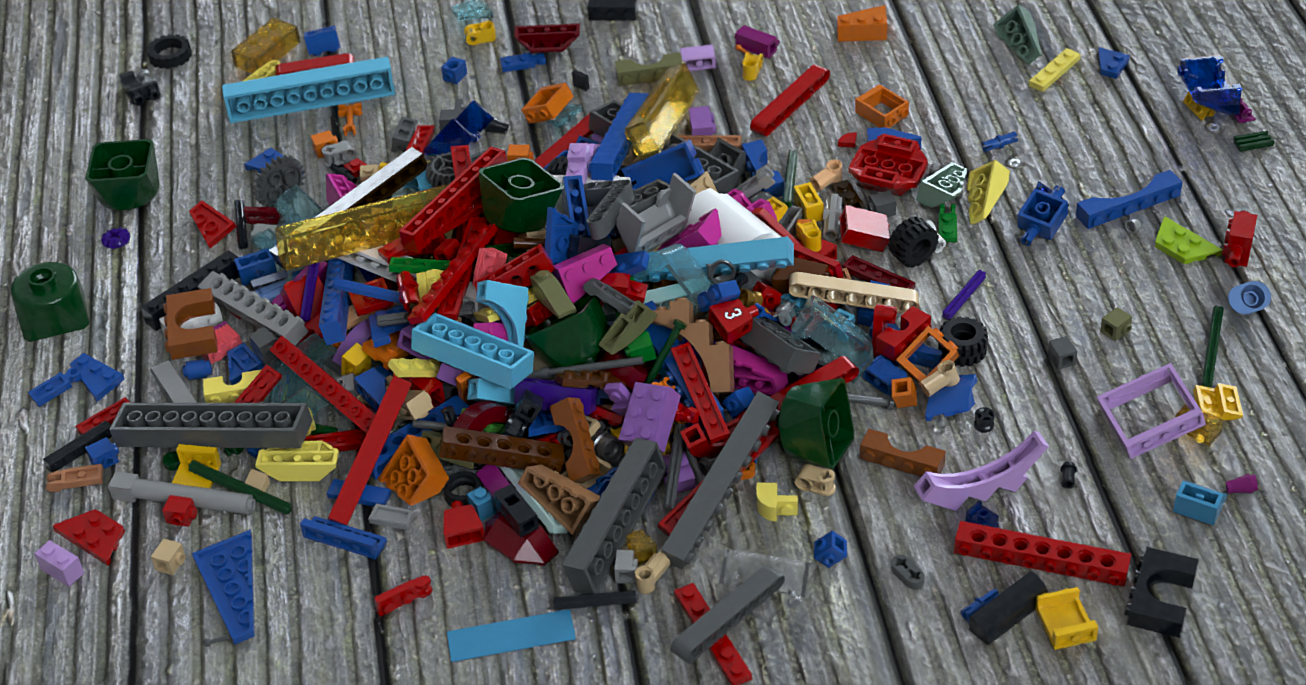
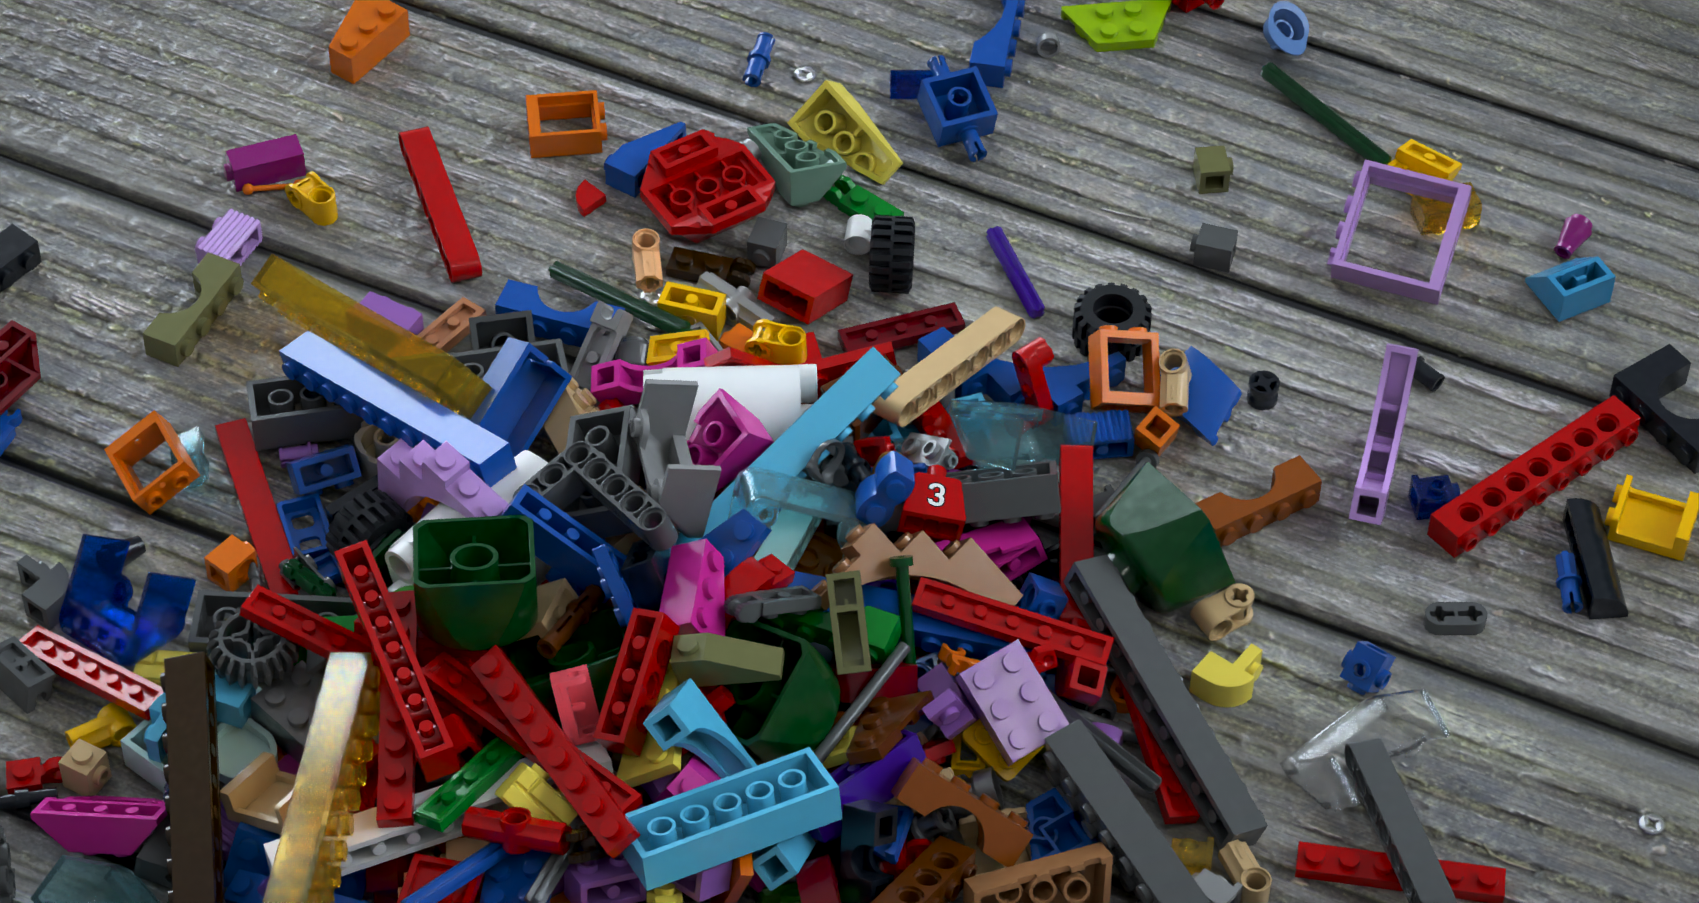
camera: 60 degrees left, 5 degrees up
(580, 80) = (128, 398): black tile -> none
(894, 342) = (1072, 384): red arch -> none

